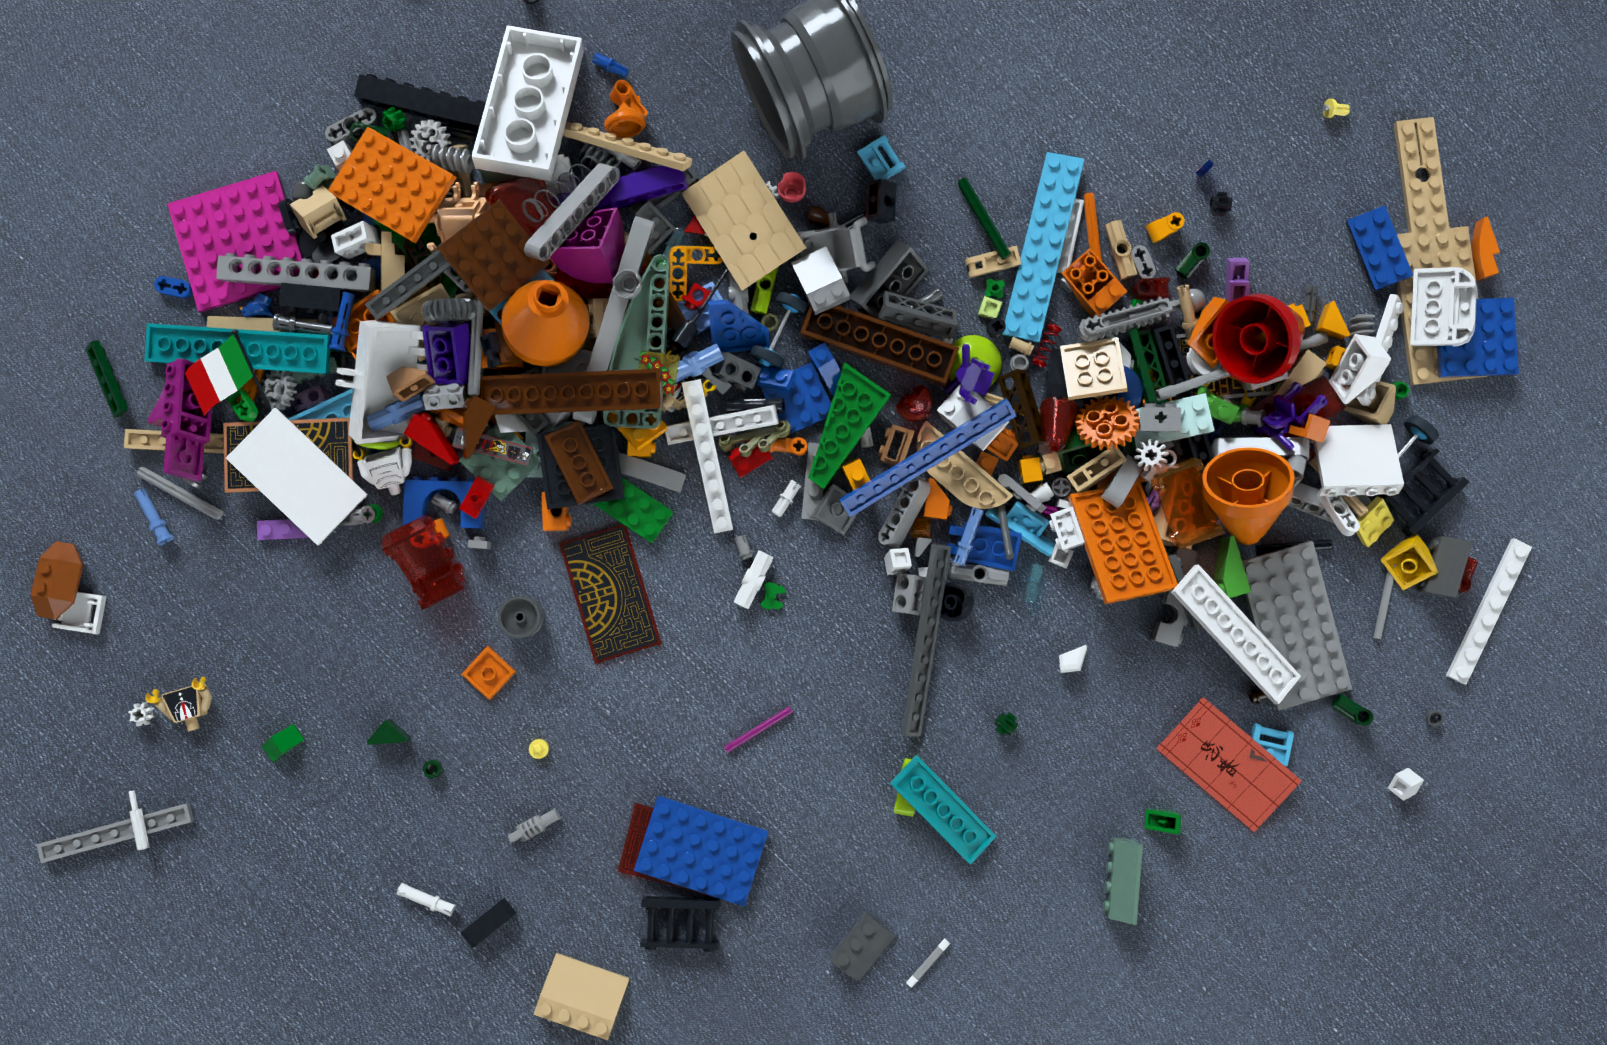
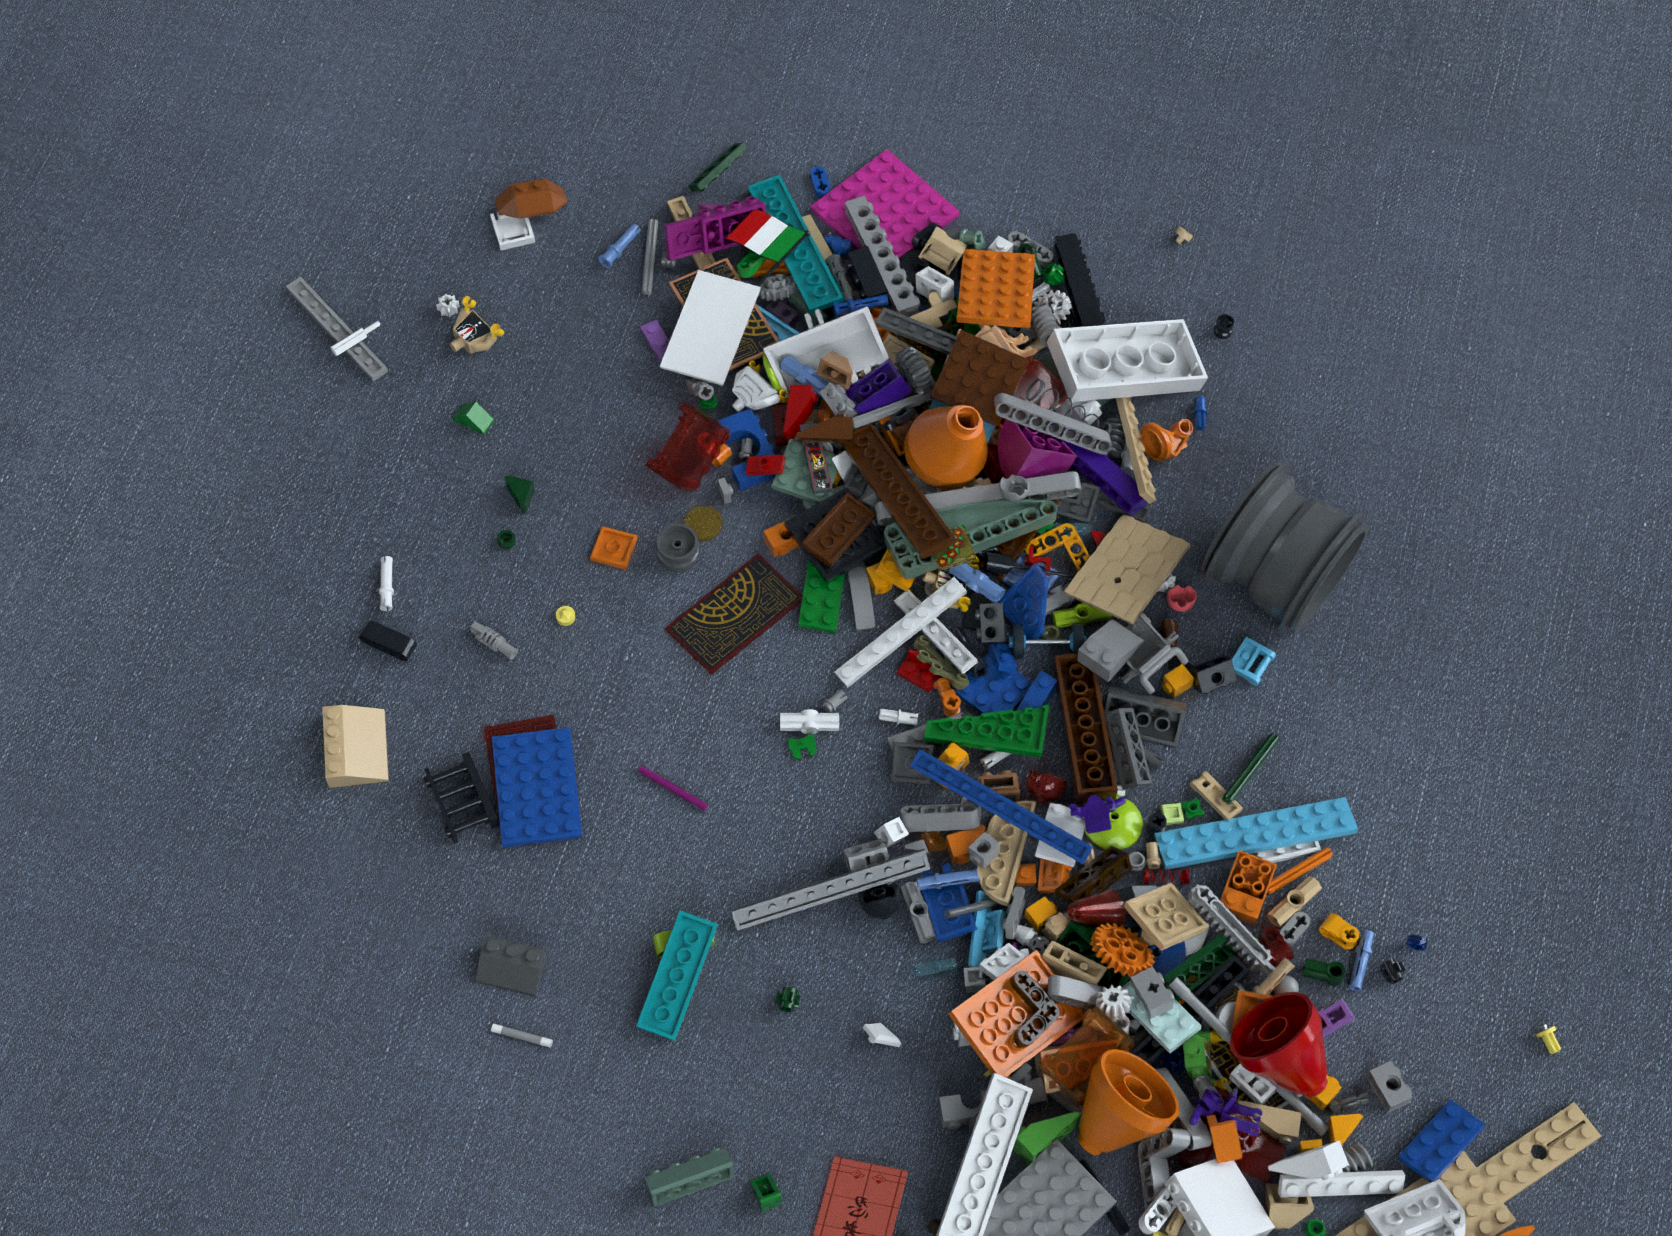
camera: 60 degrees right, 25 degrees down
(502, 578) = (705, 522): none -> clear yellow tile
(871, 236) = (1177, 681): none -> light orange brick
(953, 484) = (984, 843): none -> light grey brick
(1126, 520) = (1039, 1008): none -> dark brown beam
(1180, 207) = (1363, 953): none -> medium blue pin
(1305, 268) = (1389, 1098): none -> light grey brick

